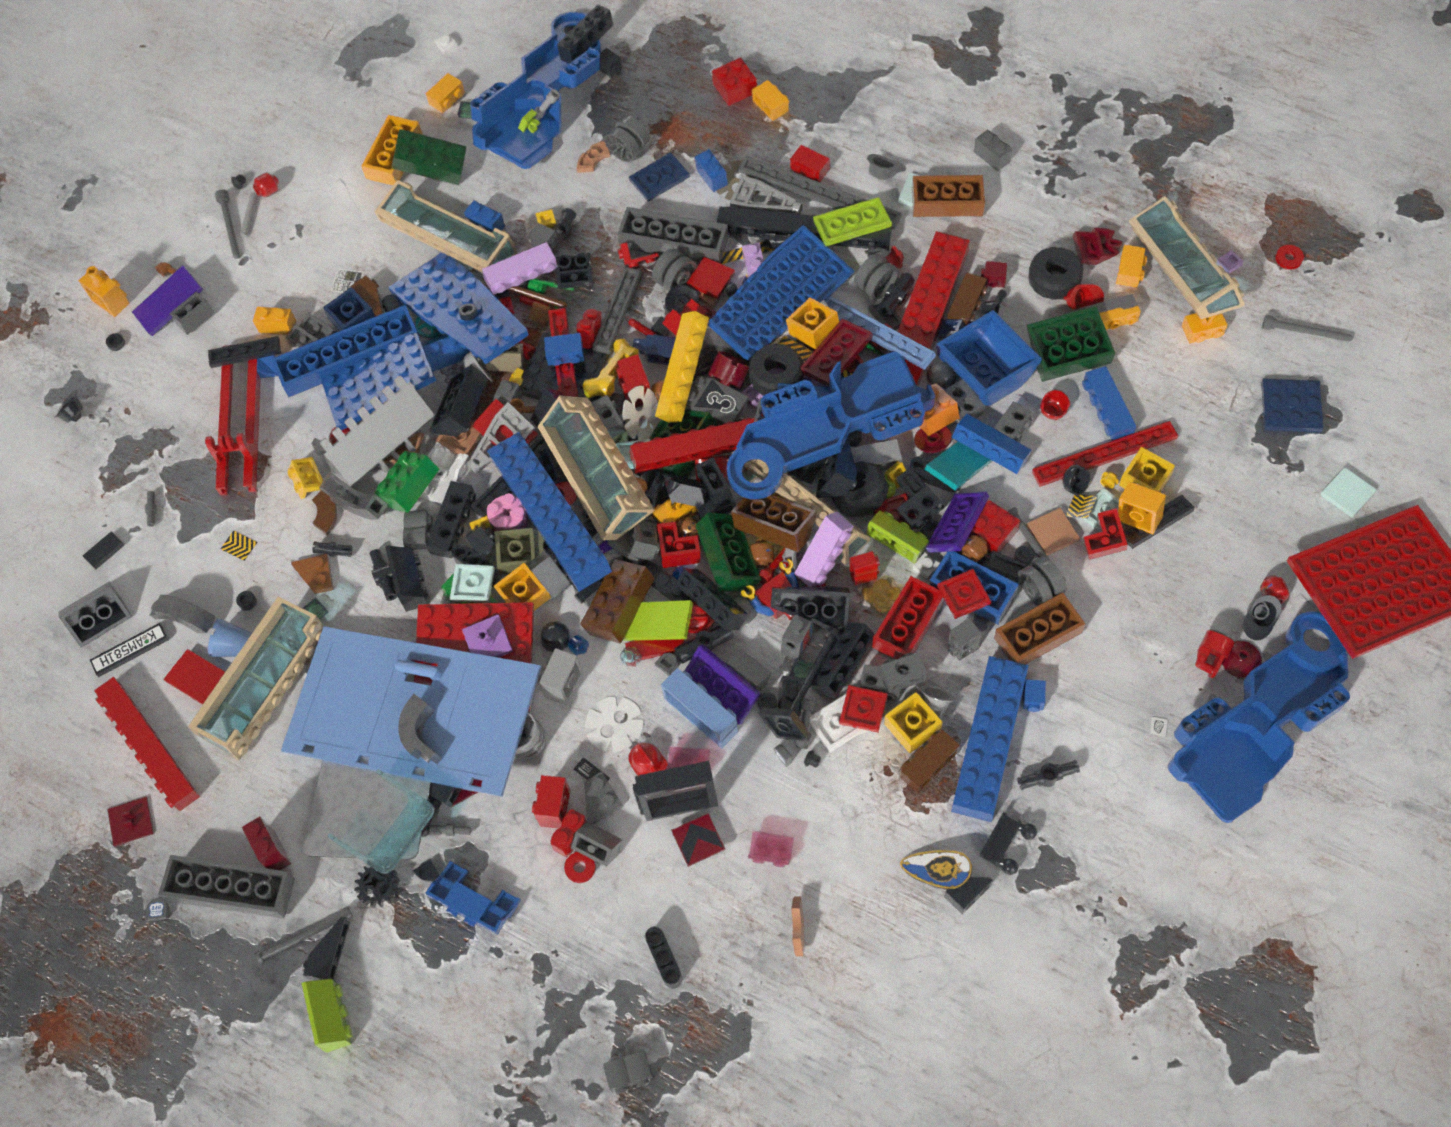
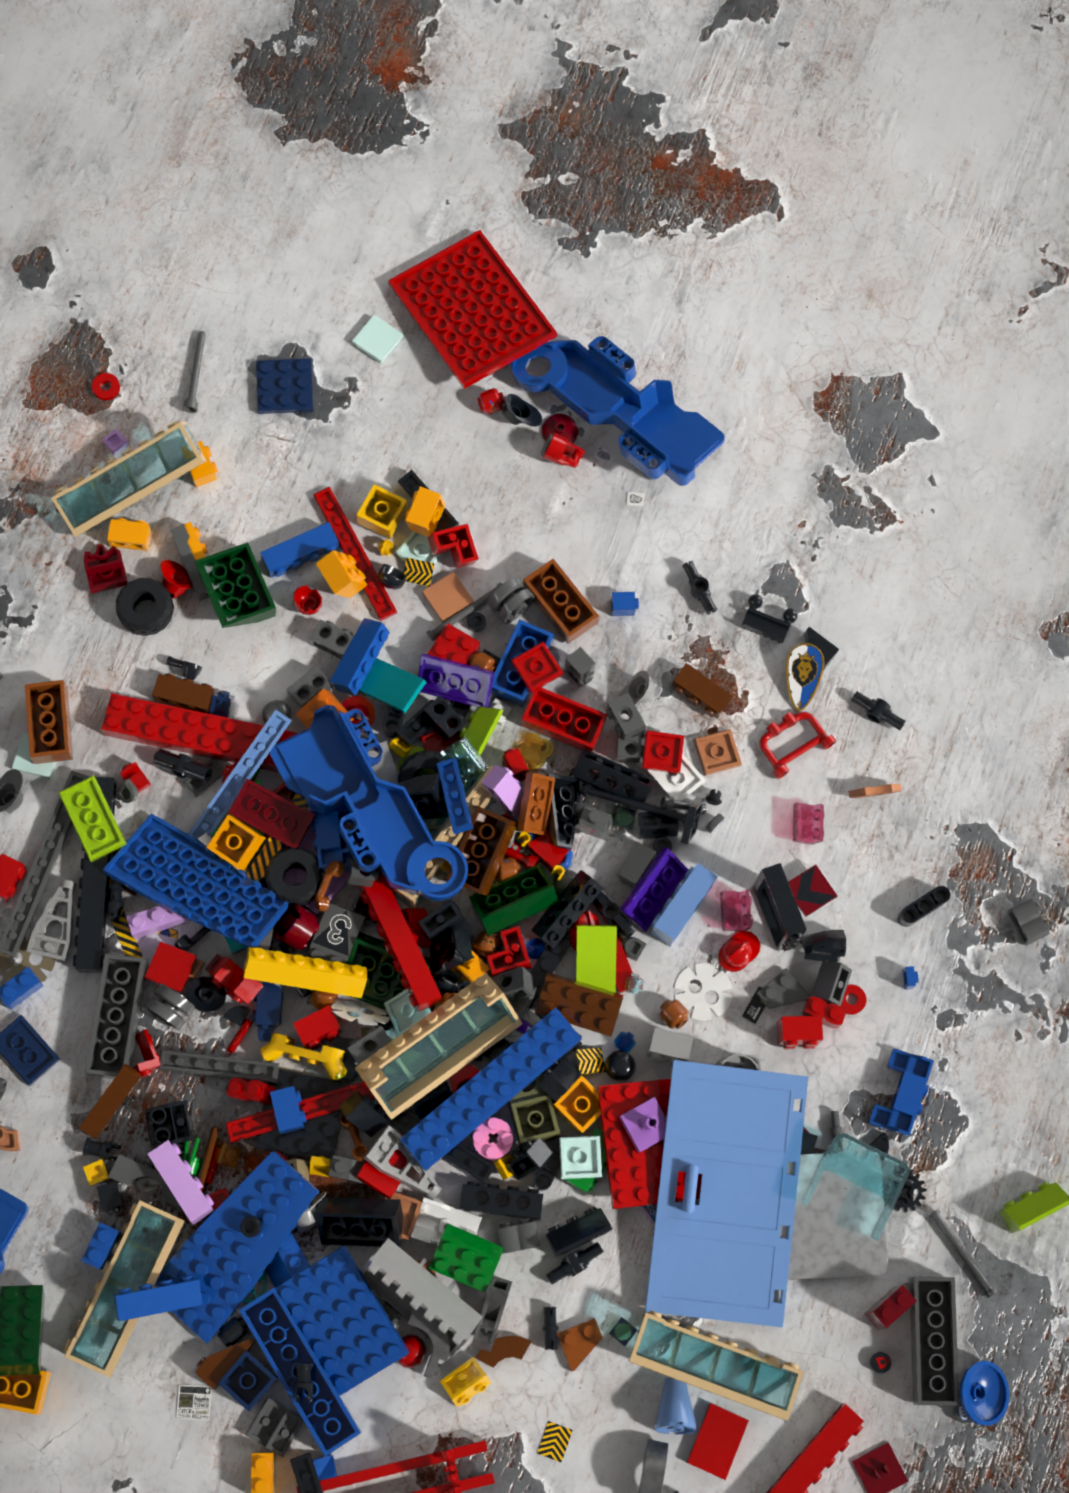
camera: 110 degrees left, 10 degrees up
(156, 931) = (984, 1393): none -> blue dish
(224, 836) = (880, 1362): none -> black tile
(246, 600) = (620, 1412): black tile -> none
(325, 957) = (982, 1225): black slope -> none
(331, 344) = (303, 1381): none -> black piece
(410, 729) = (757, 1181): flat silver arch -> none
(425, 243) = (157, 1299): none -> blue brick
(522, 227) = (111, 1197): none -> black brick
(564, 608) = (590, 1060): none -> sticker
(589, 929) = (910, 977): none -> blue plate
(594, 688) = (674, 1014): none -> dark orange head
(601, 226) = (110, 1101): none -> reddish brown tile
(635, 838) = (824, 945): none -> black slope
(750, 387) = (335, 869): none -> dark orange bar
(815, 570) = (536, 803): none -> dark orange plate
(830, 495) = (455, 796): none -> blue plate
(861, 771) = (717, 752): none -> nougat tile
(863, 518) = (468, 759): none -> clear light blue plate
(876, 276) = (161, 788): dark grey wheel -> none
(879, 831) = (788, 721): none -> red bar
(890, 946) = (878, 710): none -> black pin
(912, 722) = (668, 707): yellow brick -> none
(989, 357) = (264, 661): blue container -> none
(989, 739) = (672, 639): blue brick -> none
(995, 274) = (148, 668): dark red brick -> none
(1005, 565) = (492, 636): black tile -> none
(1078, 431) = (342, 574): none -> light orange brick

